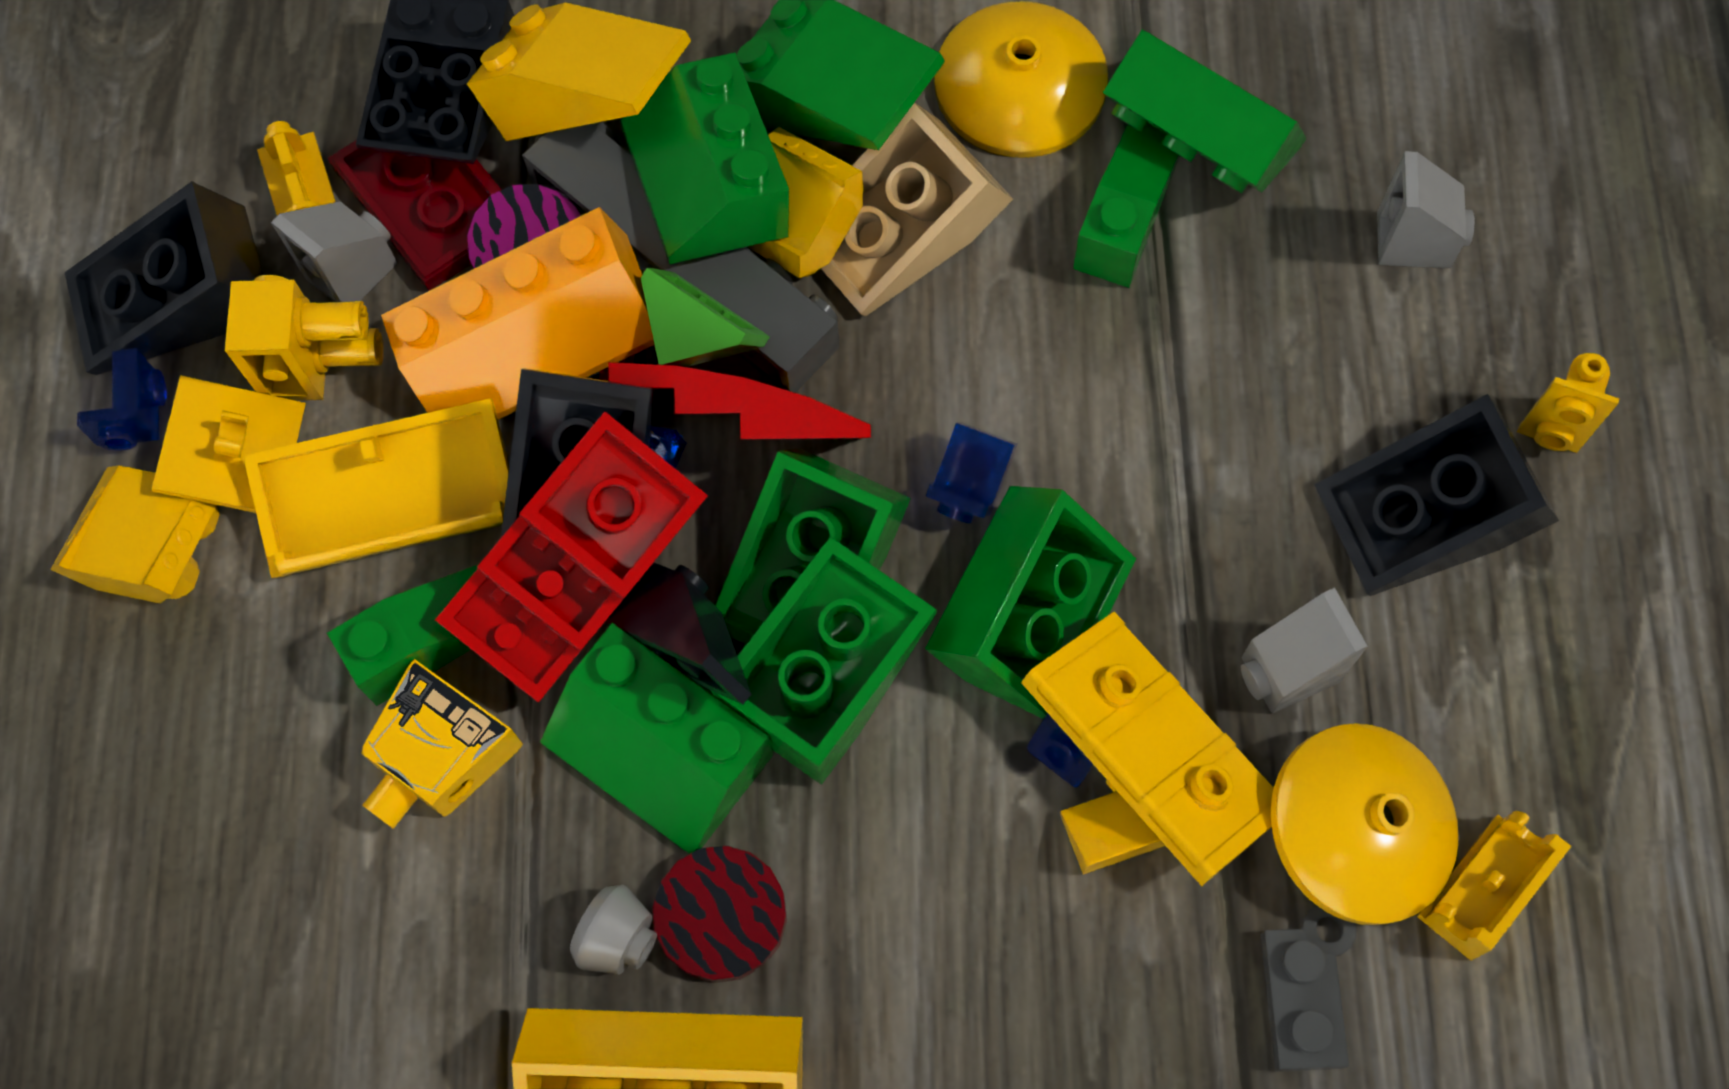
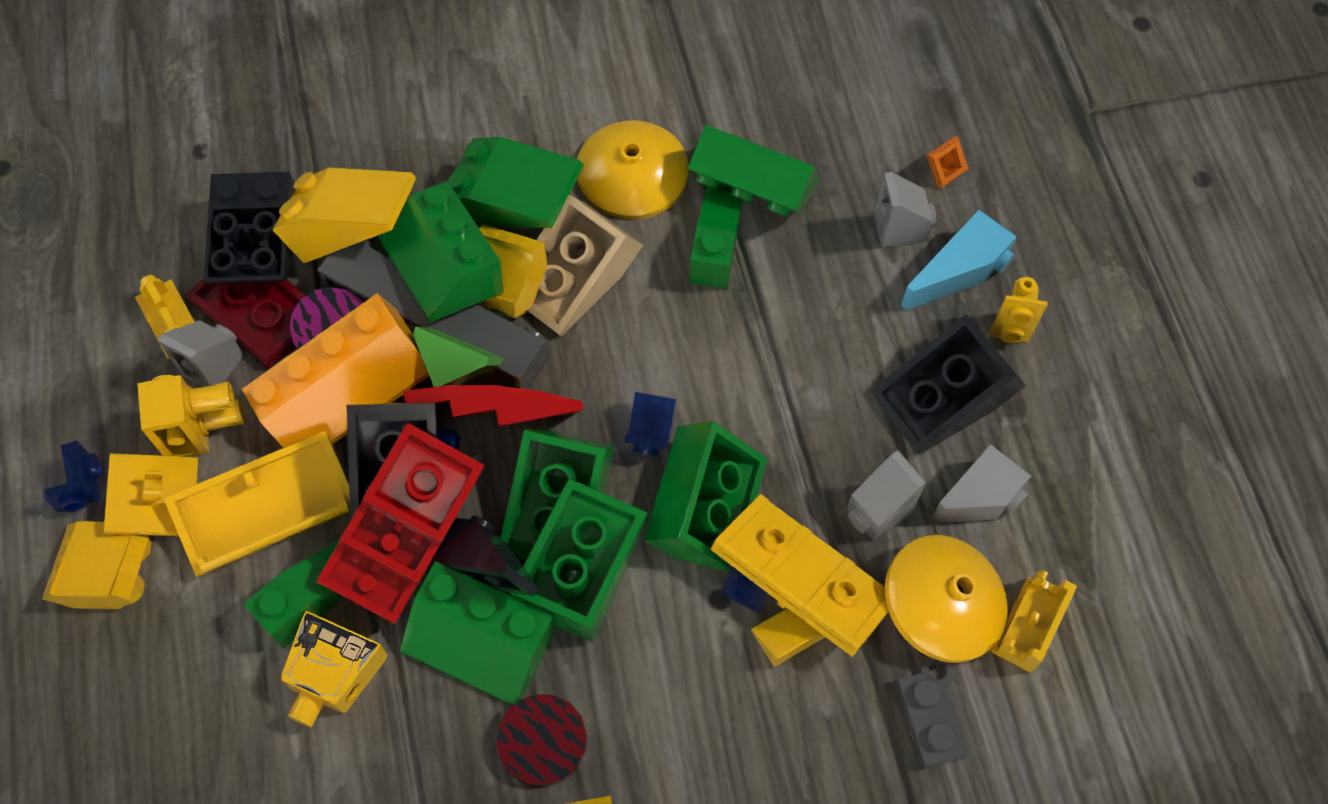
camera: 15 degrees left, 5 degrees down
(163, 278) = (85, 392): black slope -> none
(613, 933) = (474, 766): light grey cone -> none
(1460, 670) = (985, 490): none -> light grey slope
(1503, 310) = (963, 262): none -> medium azure slope
(1510, 148) = (947, 162): none -> orange slope

